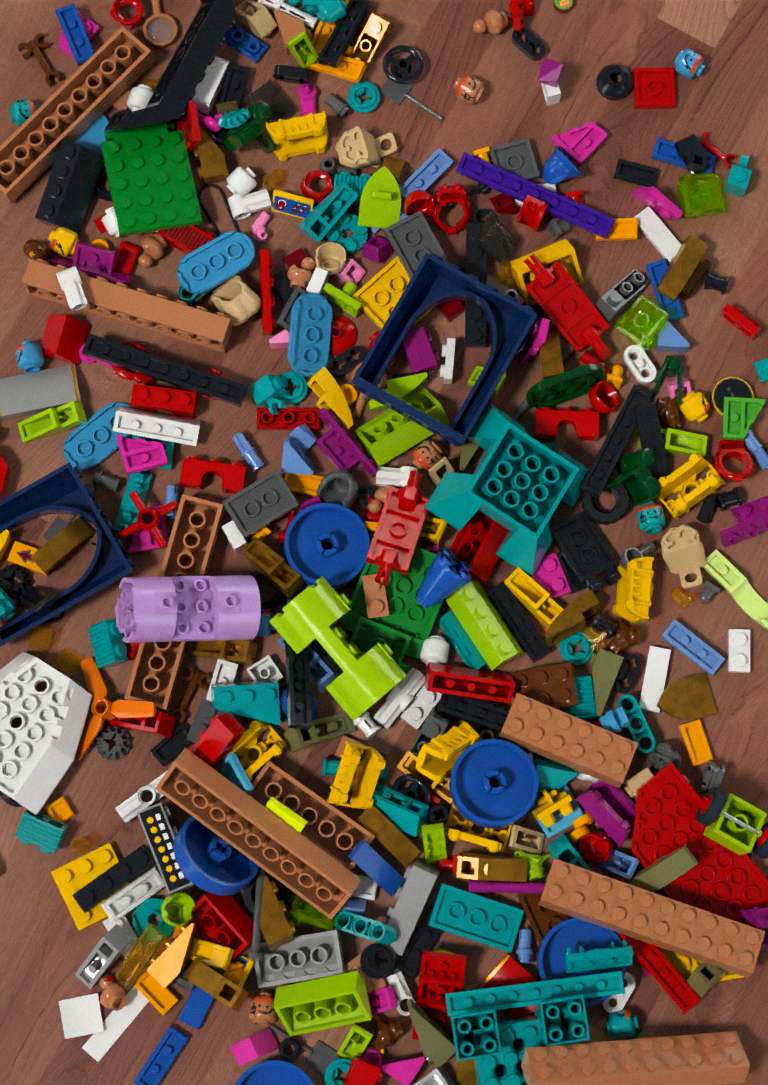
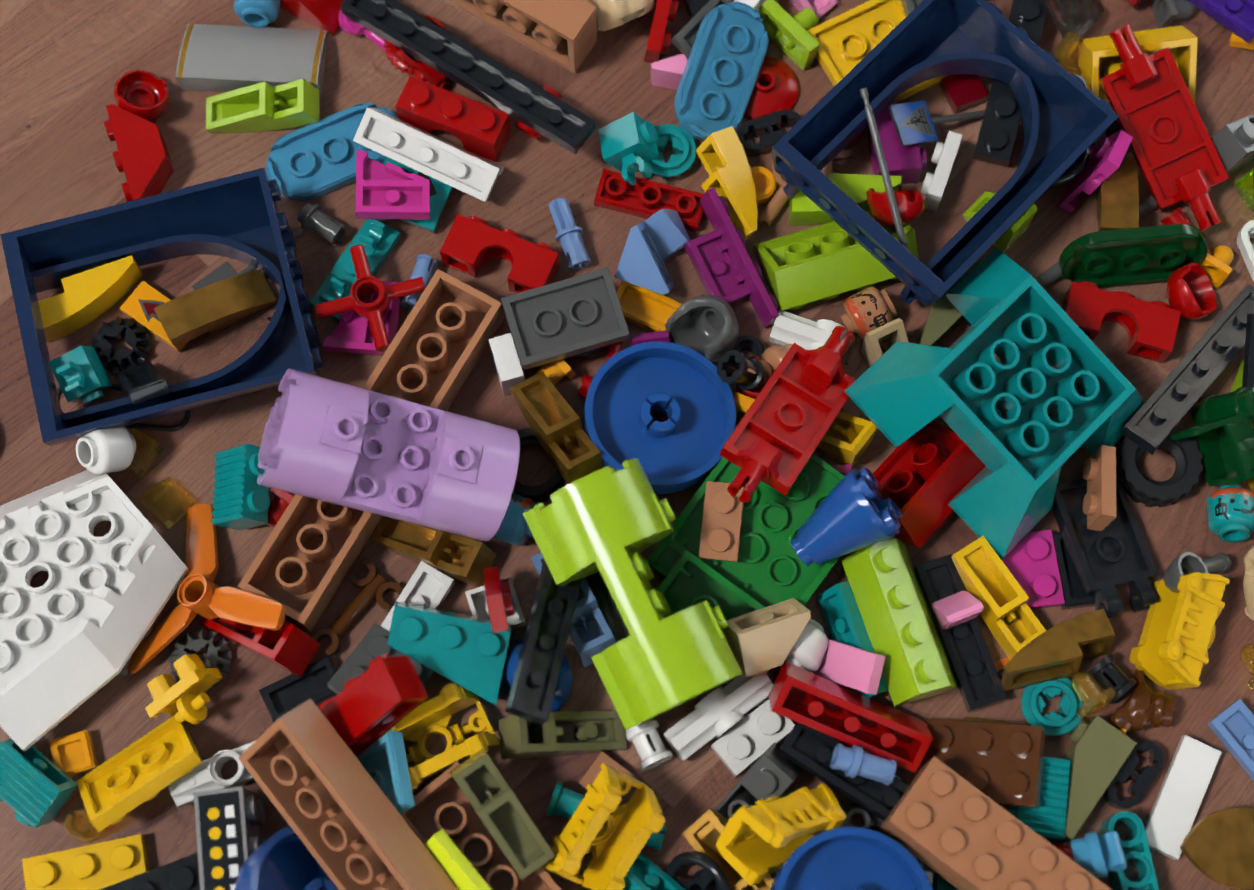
camera: 15 degrees right, 5 degrees down
(29, 643) = (106, 450): none -> white head
(100, 810) = (138, 773): none -> yellow plate
(104, 767) = (186, 697): none -> yellow hips
(267, 669) = (498, 599): none -> red plate
(300, 780) = (502, 814): none -> olive slope
(366, 512) = (744, 379): none -> black bush
(414, 651) = (766, 635): none -> tan slope
(416, 378) = (883, 167): none -> dark grey piece
(427, 339) = (916, 125): none -> piece
(427, 392) = (909, 202): none -> red hair
(464, 656) = (852, 667): none -> bright pink tile
(481, 706) = (856, 762): none -> medium blue pin
(513, 610) = (956, 609): none -> bright pink slope
(576, 531) = (1100, 498): none -> nougat plate

